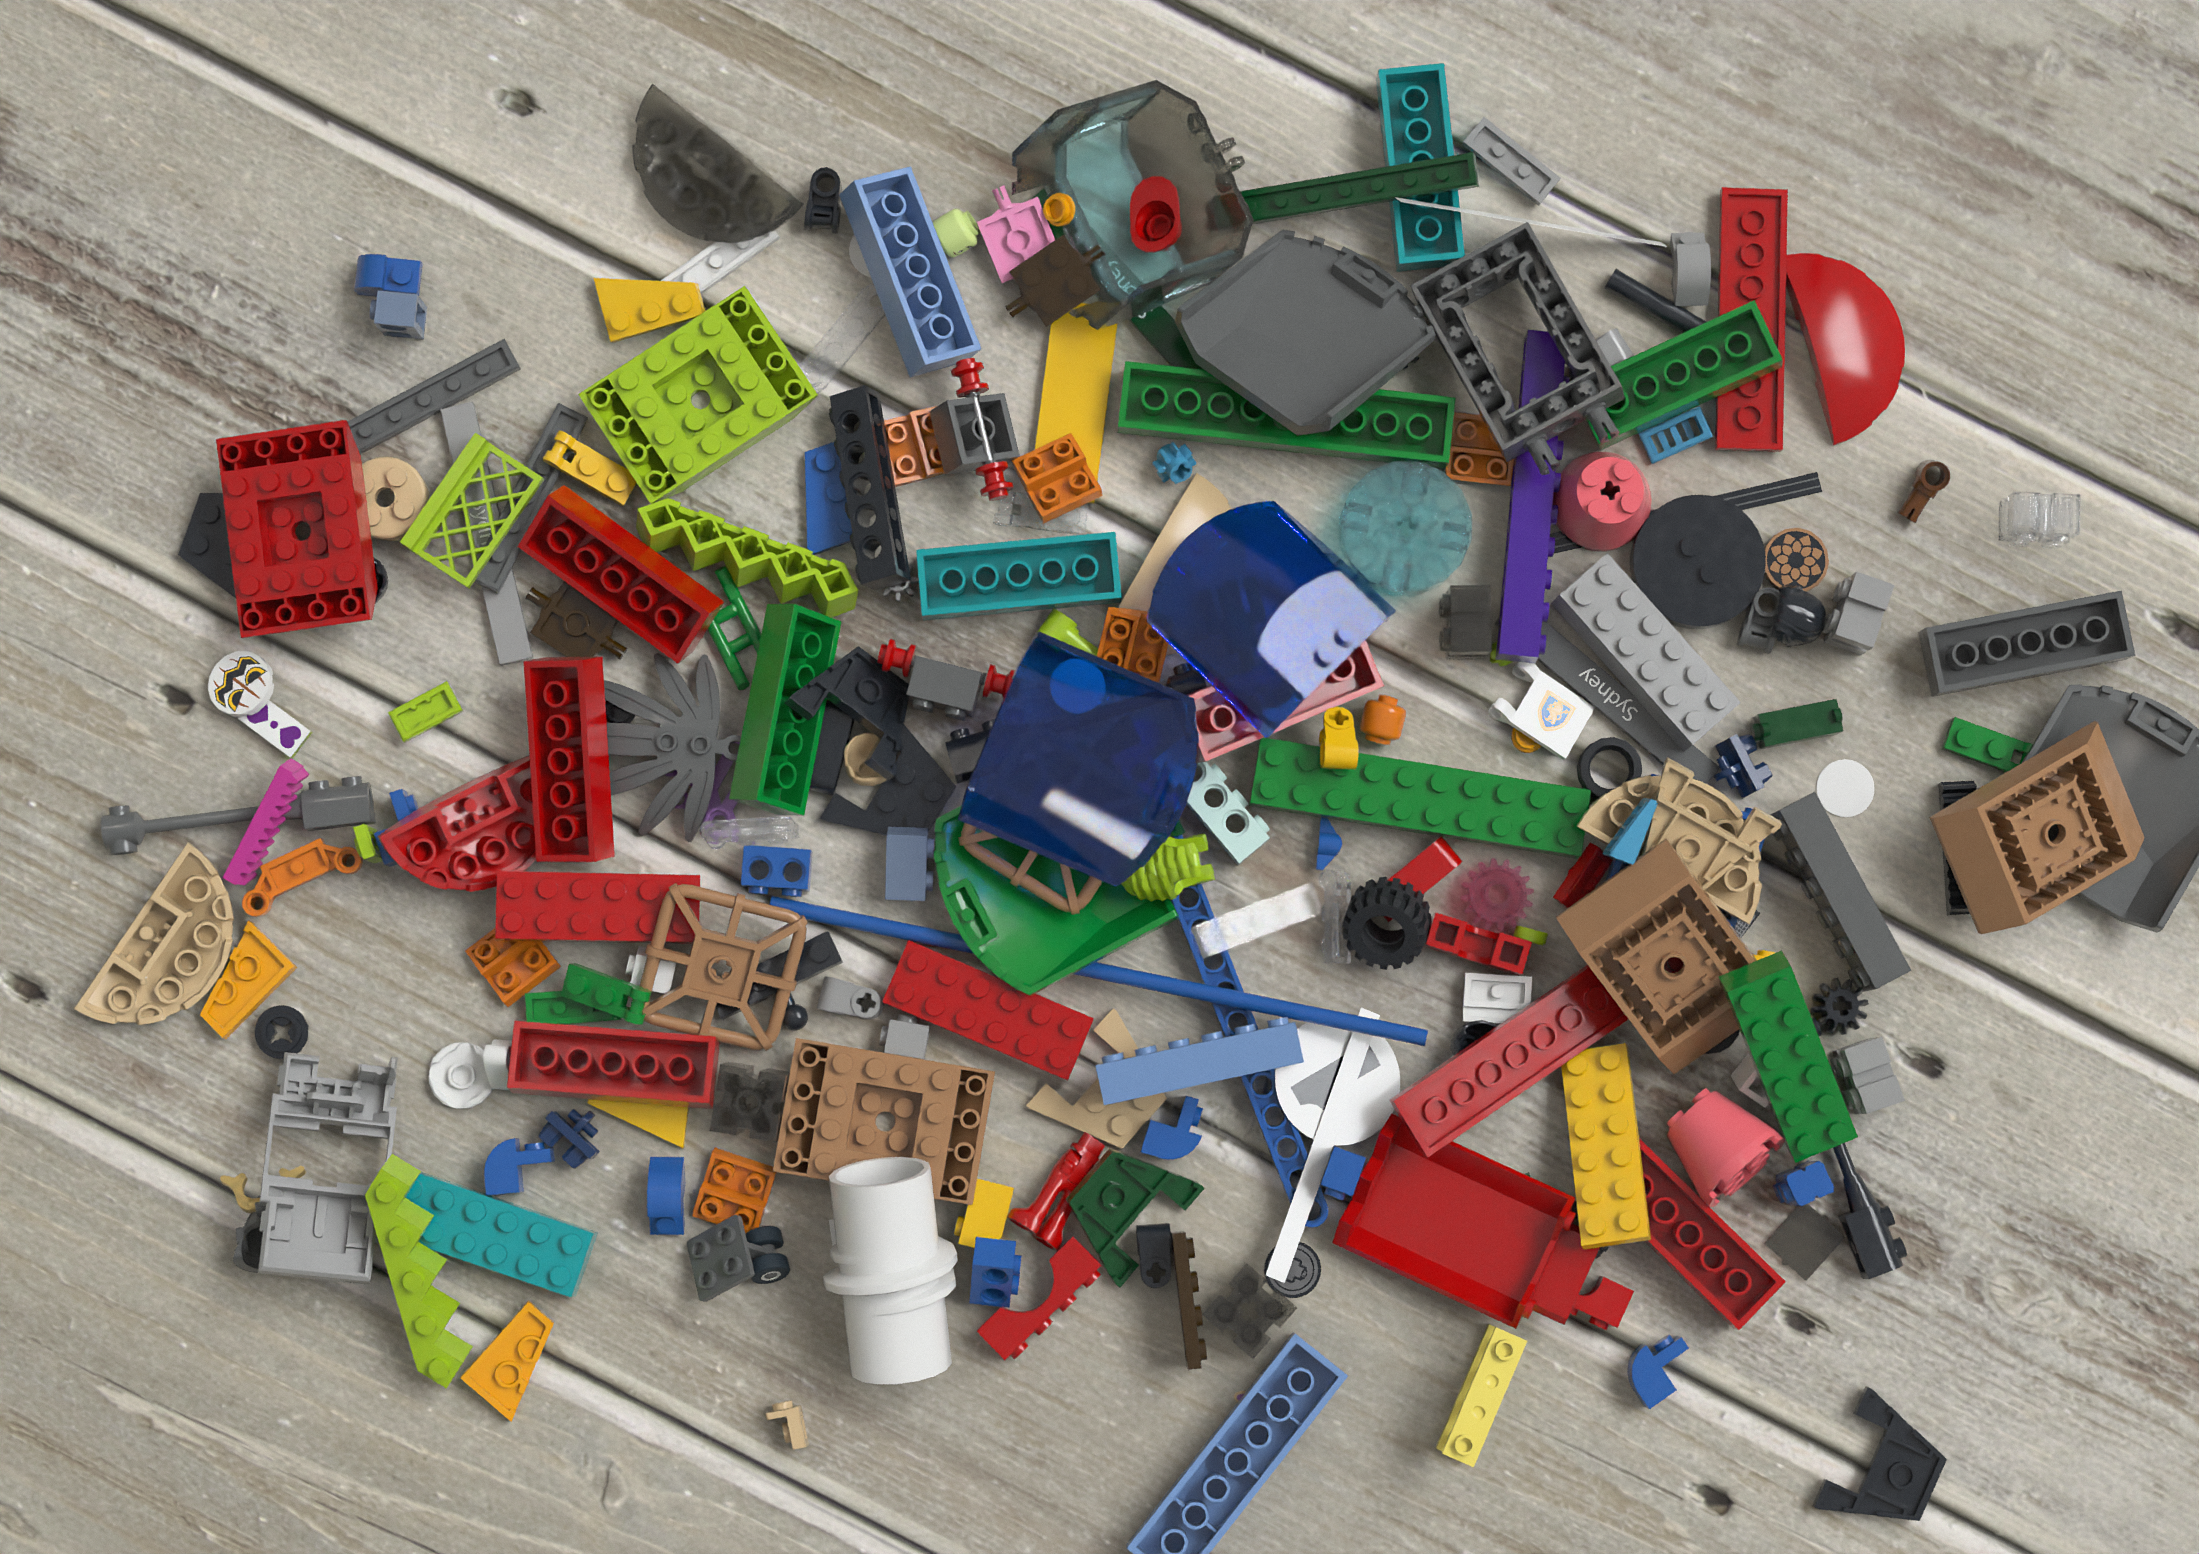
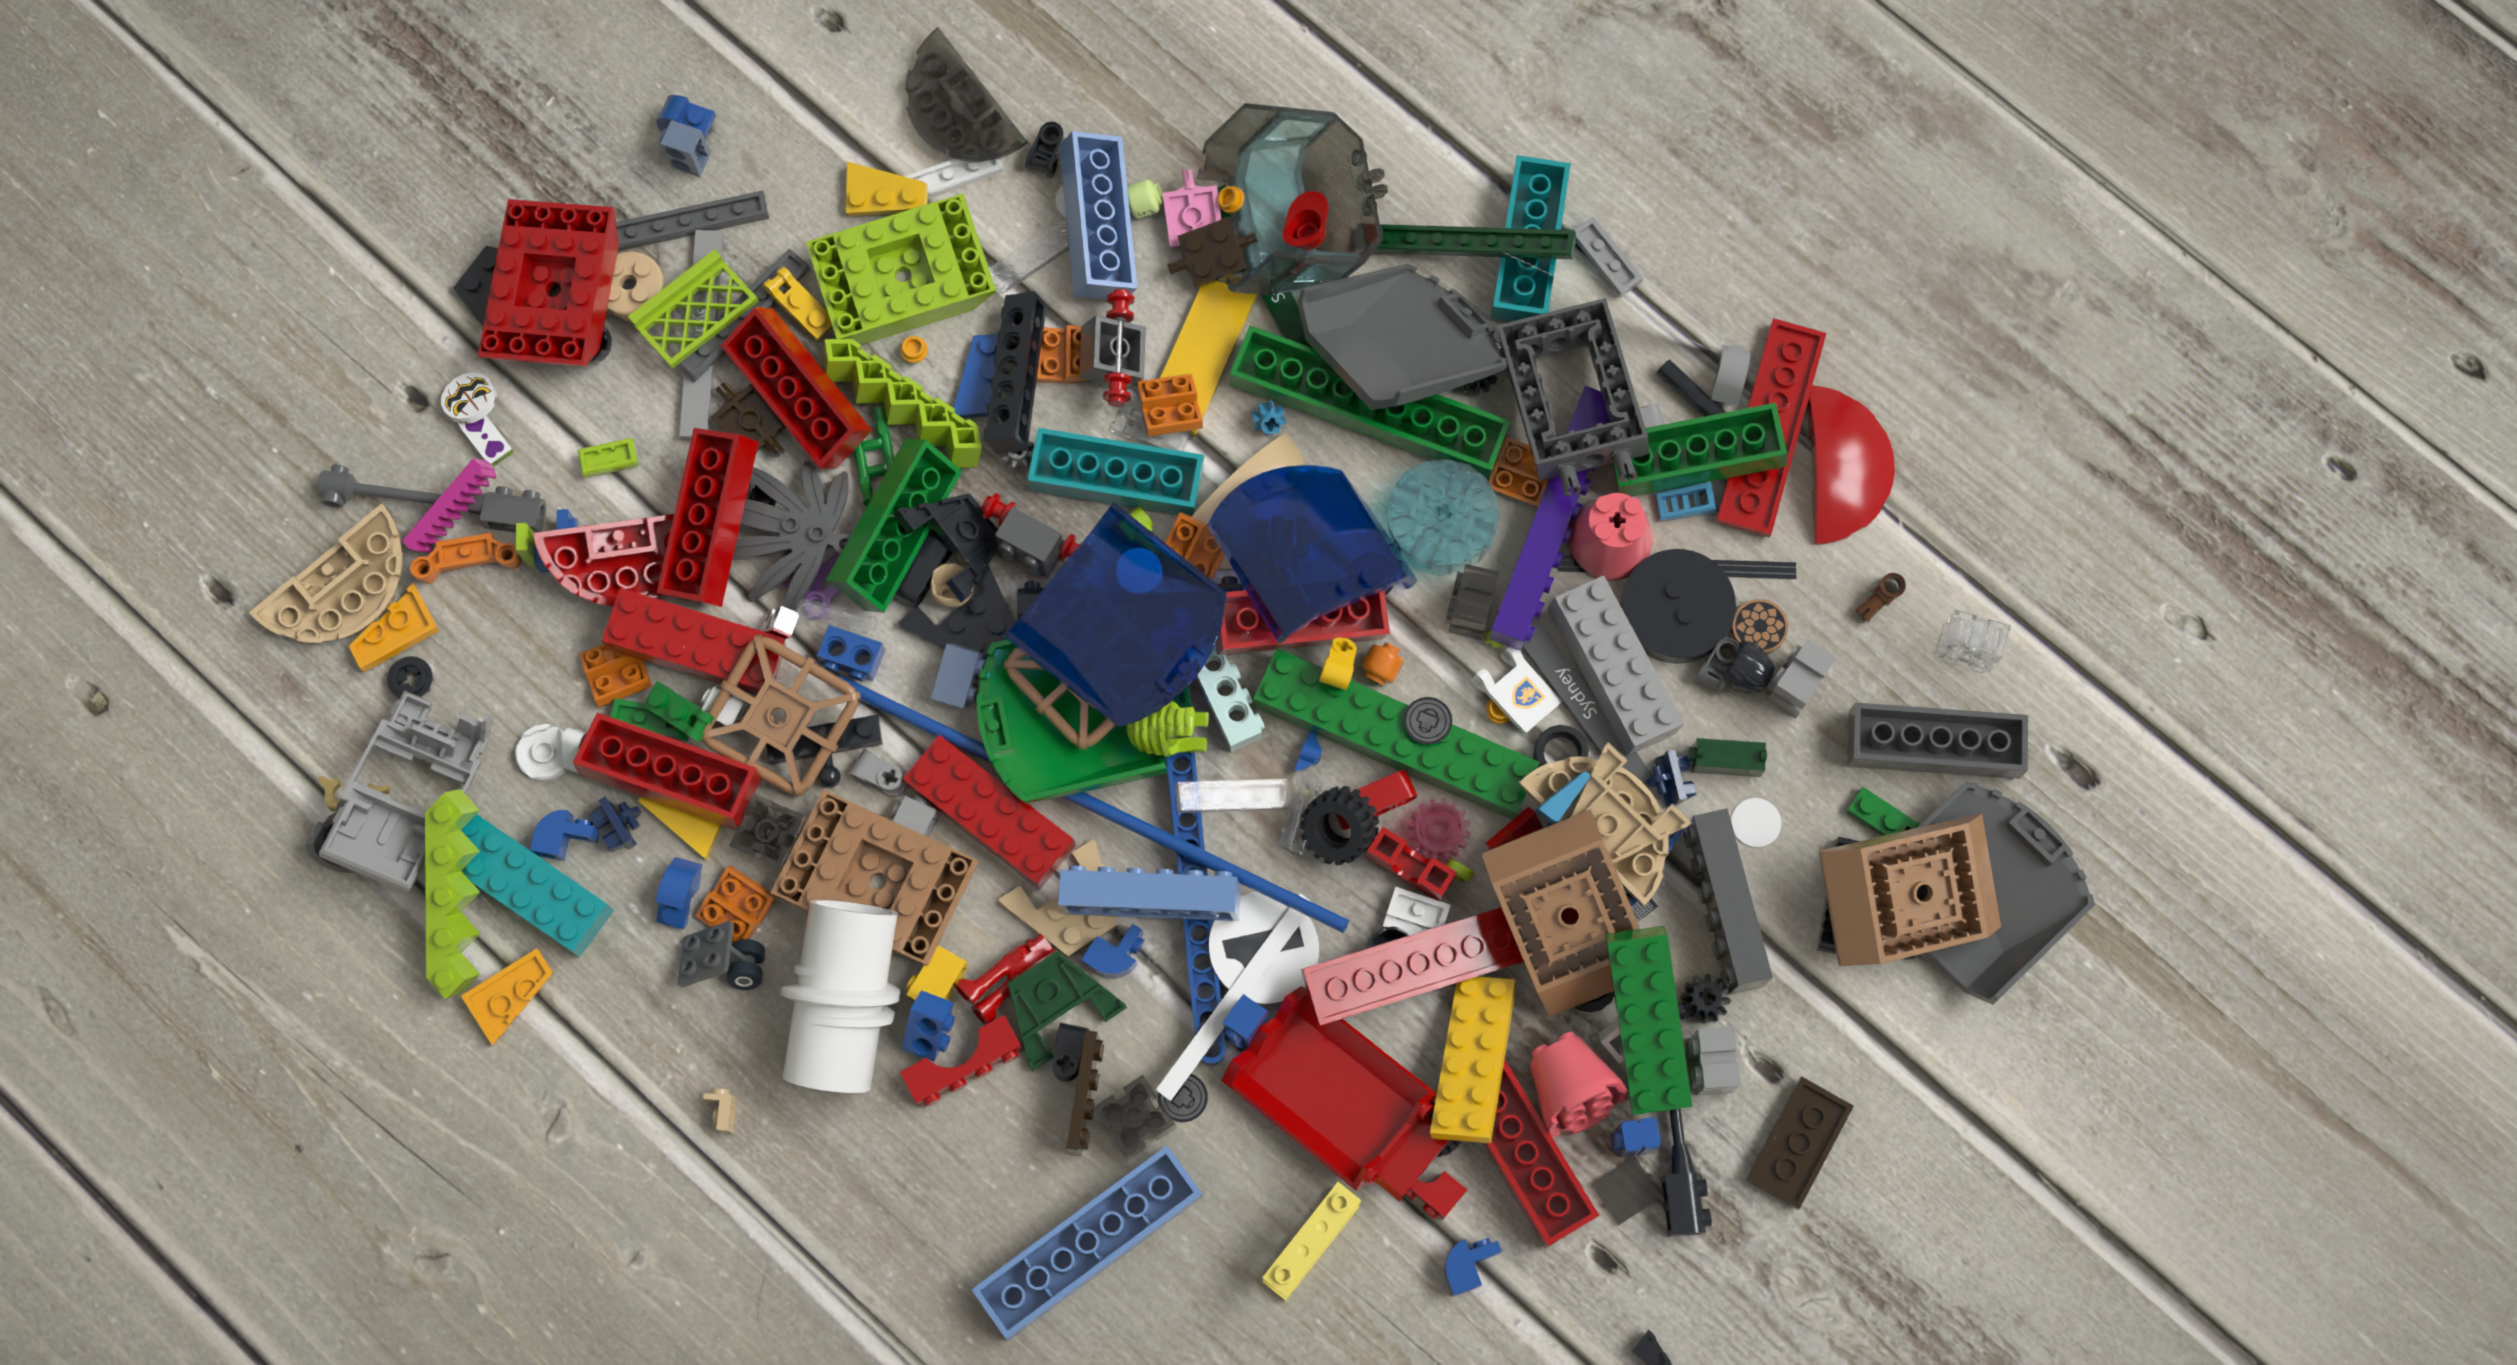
camera: 20 degrees right, 10 degrees down
(686, 858) = (780, 622): none -> piece
(739, 486) = (913, 349): none -> light orange plate
(1454, 777) = (1427, 720): none -> sticker
(1980, 1138) = (1799, 1143): none -> dark brown plate

